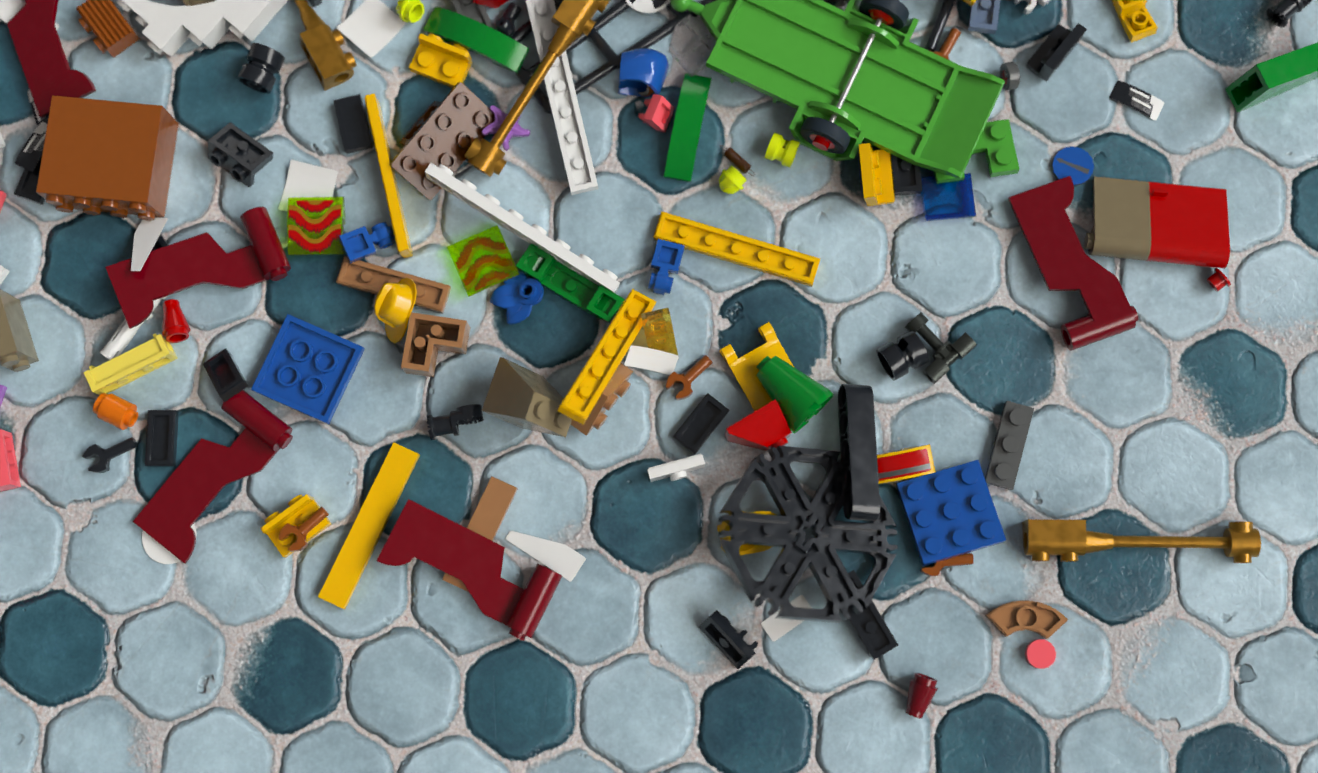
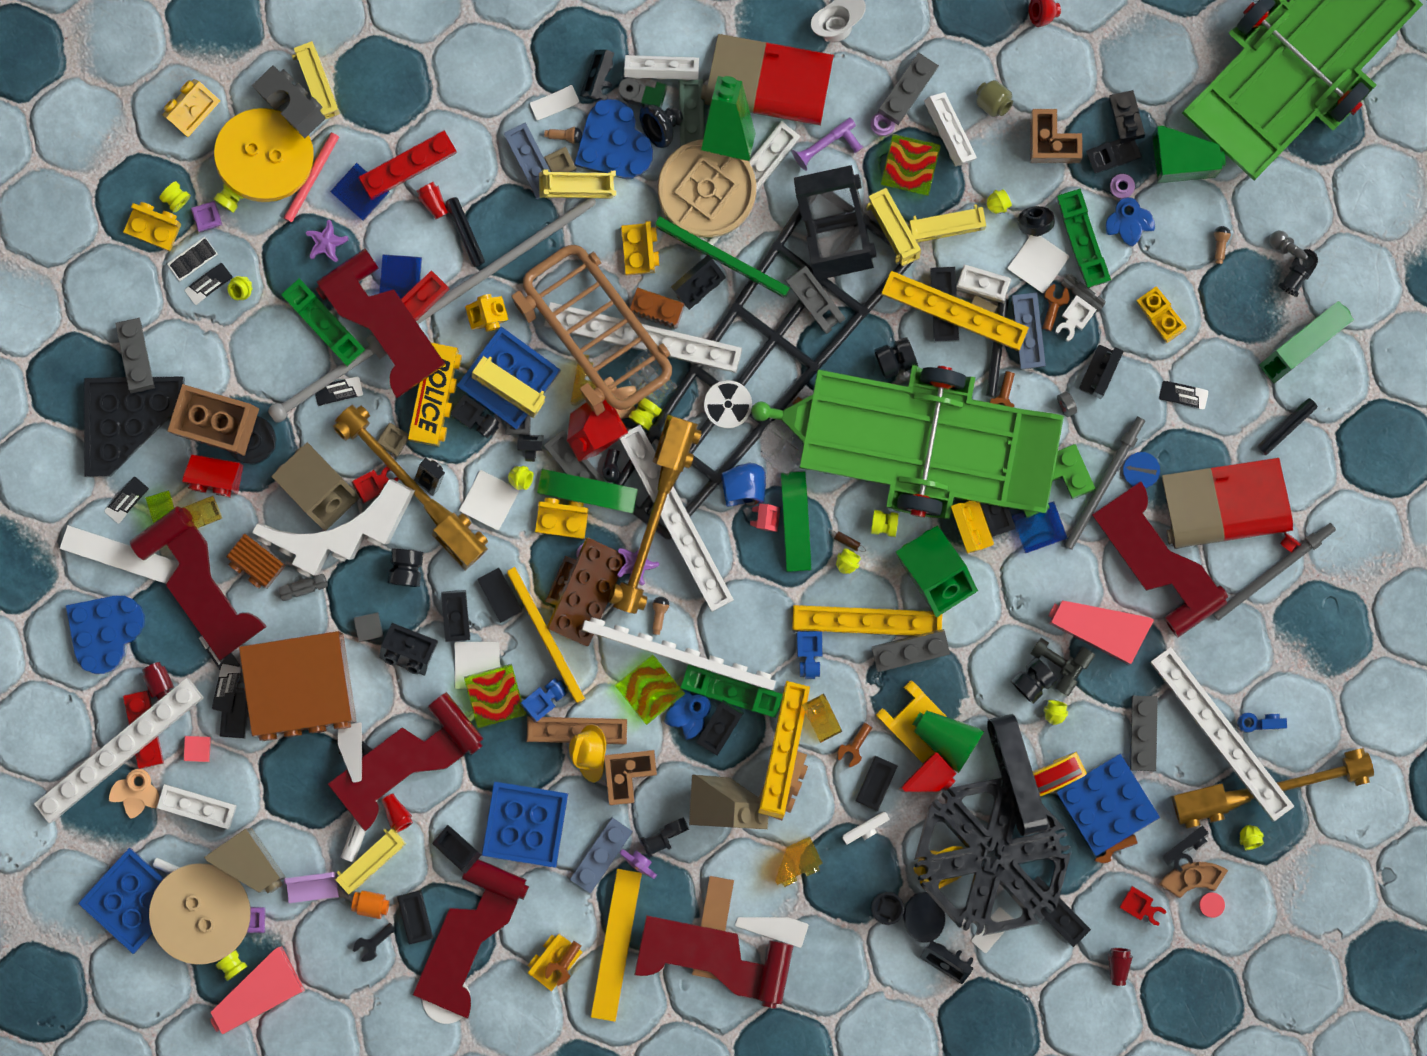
camera: 15 degrees left, 5 degrees up
(59, 376) = (312, 887): none -> lavender panel
(150, 64) = (303, 587): none -> dark grey axle
(205, 122) = (368, 627): none -> dark grey tile
(298, 130) = (455, 615): none -> black plate
(381, 424) = (601, 855): none -> sand blue plate
(417, 440) = (639, 862): none -> medium lavender animal
(519, 178) = (660, 607): none -> medium nougat piece
(546, 318) = (720, 727): none -> black plate
(591, 483) = (798, 859): none -> clear yellow slope
(651, 359) = (820, 739): white sticker -> none
(676, 561) = (887, 908): none -> black wheel
(714, 582) = (923, 918): none -> black piece
(775, 290) = (910, 650): none -> dark grey plate
(826, 212) = (937, 571): none -> green slope
(917, 396) = (1055, 712): none -> neon yellow plate
(958, 631) = (1139, 904): none -> red plate
(992, 320) = (1105, 629): none -> coral slope
(1016, 585) = (1195, 840): none -> black plate
(1065, 132) = (1128, 441): none -> dark grey bar
(1098, 468) = (1222, 734): none -> white plate
(1103, 590) = (1251, 837): none -> neon yellow plate
(1153, 468) = (1271, 721): none -> blue plate
(1242, 158) = (1287, 426): none -> black axle
(1242, 287) = (1313, 541): none -> dark grey bar

